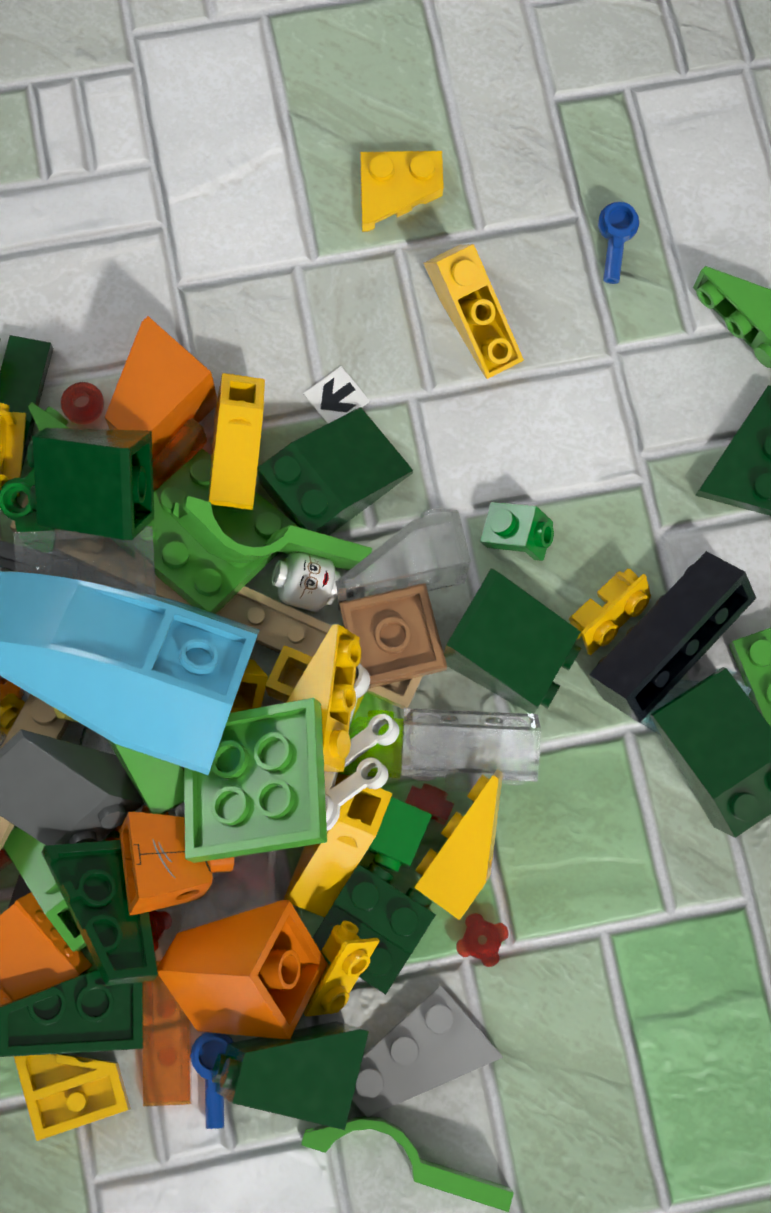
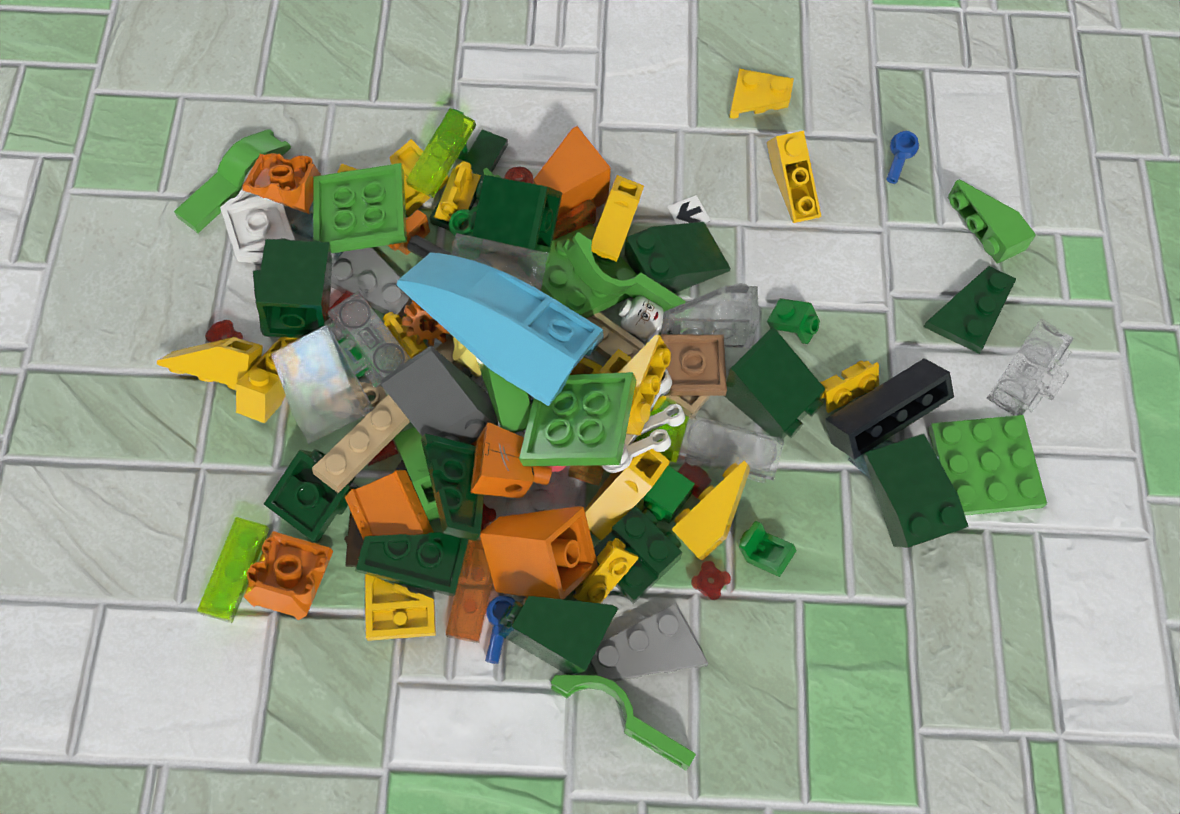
camera: 15 degrees right, 10 degrees down
(547, 880) = (766, 550): none -> green bracket

